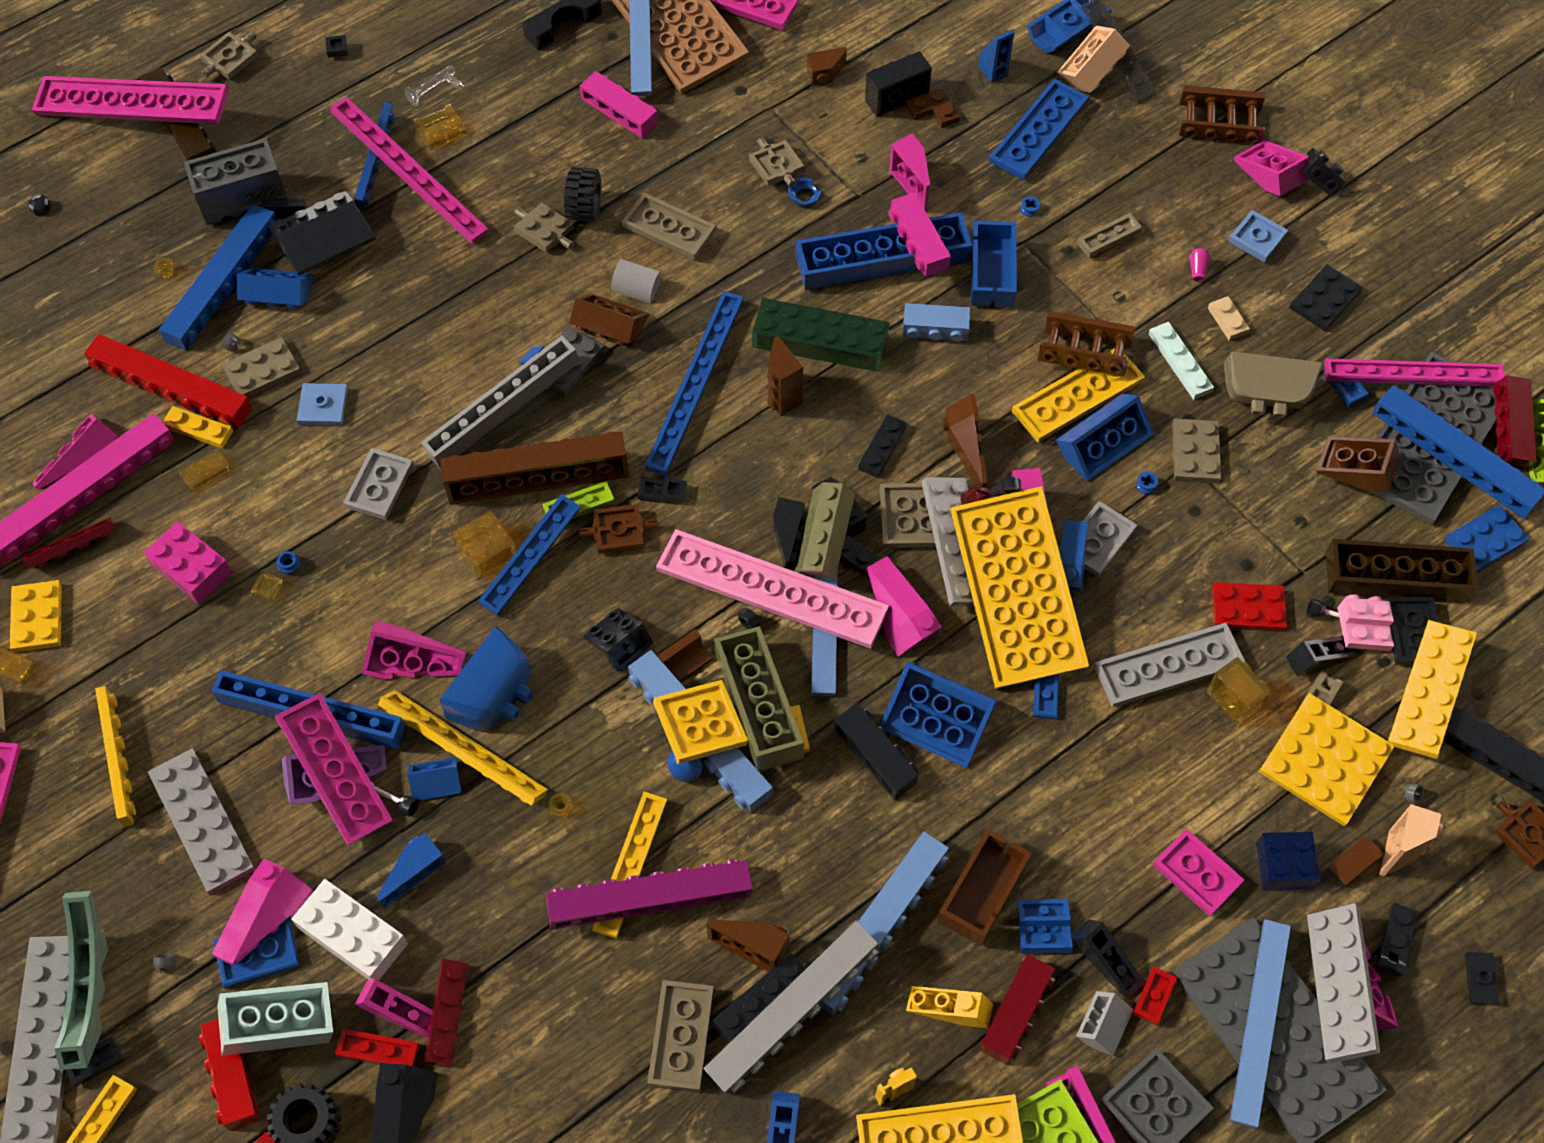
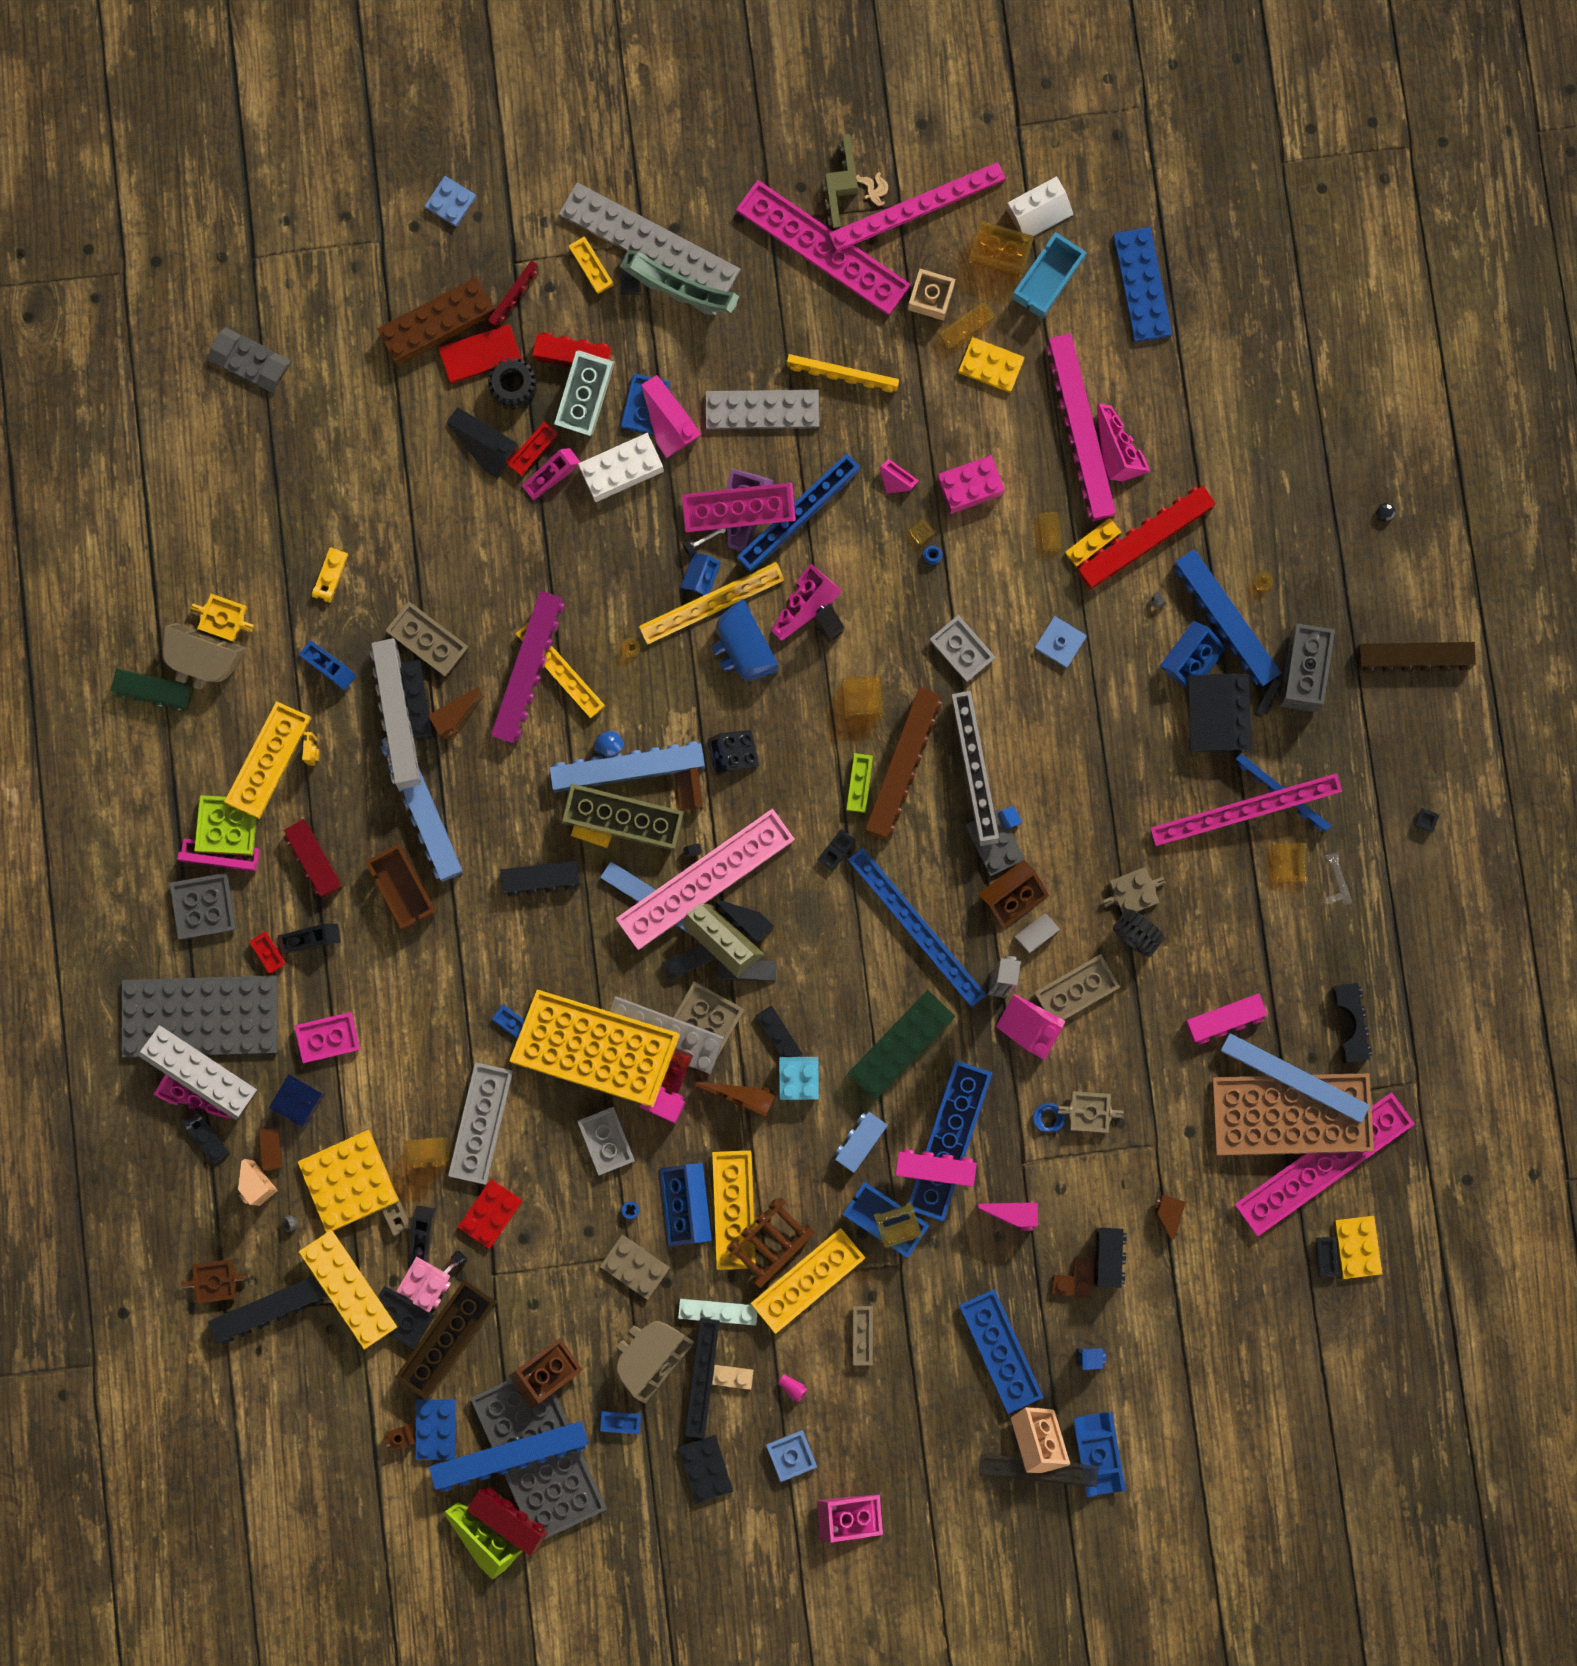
camera: 120 degrees right, 20 degrees up
(61, 547) = (1038, 410): dark red plate -> none
(131, 99) = (1448, 623): dark pink plate -> none
(164, 961) = (673, 344): dark grey hinge -> none
(217, 639) = (896, 478): none -> dark pink slope
(229, 55) = (1466, 727): dark tan plate -> none
(261, 368) = (1121, 612): dark tan plate -> none
(414, 865) = (644, 530): blue slope -> none
(420, 614) = (828, 623): none -> black slope
(446, 1013) = (531, 502): dark red plate -> none
(529, 555) = (834, 724): blue plate -> none
(618, 528) = (821, 800): reddish brown plate -> none
(700, 721) = (625, 765): yellow plate -> none
(702, 238) = (1004, 977): none -> light grey brick
(729, 238) = (1030, 1026): none -> dark pink slope
(784, 379) = (869, 984): reddish brown slope -> none
(908, 617) = (623, 959): dark pink wedge -> none
(914, 399) = (799, 1078): none -> medium azure brick
(938, 714) = (542, 938): blue slope -> none
(952, 1006) = (340, 818): yellow slope -> none
(996, 236) = (901, 1231): none -> clear yellow plate
(1006, 486) = (668, 1082): black beam -> none
(1028, 201) = (924, 1289): blue bush -> none
(1044, 926) = (355, 913): blue slope -> none
(1074, 552) = (599, 1107): blue slope -> none
(1095, 299) = (807, 1280): none -> yellow plate
(1105, 1022) = (271, 909): light grey brick -> none
(1222, 99) = (944, 1516): reddish brown fence -> none
(1250, 337) = (702, 1377): none -> black plate
(1260, 1024) = (208, 1005): medium blue tile -> none
(1323, 172) = (816, 1553): black bracket -> none
(1413, 372) = (594, 1479): dark pink tile -> none
(1481, 978) = (148, 1173): black plate -> none
(1522, 563) = (406, 1434): none -> reddish brown brick

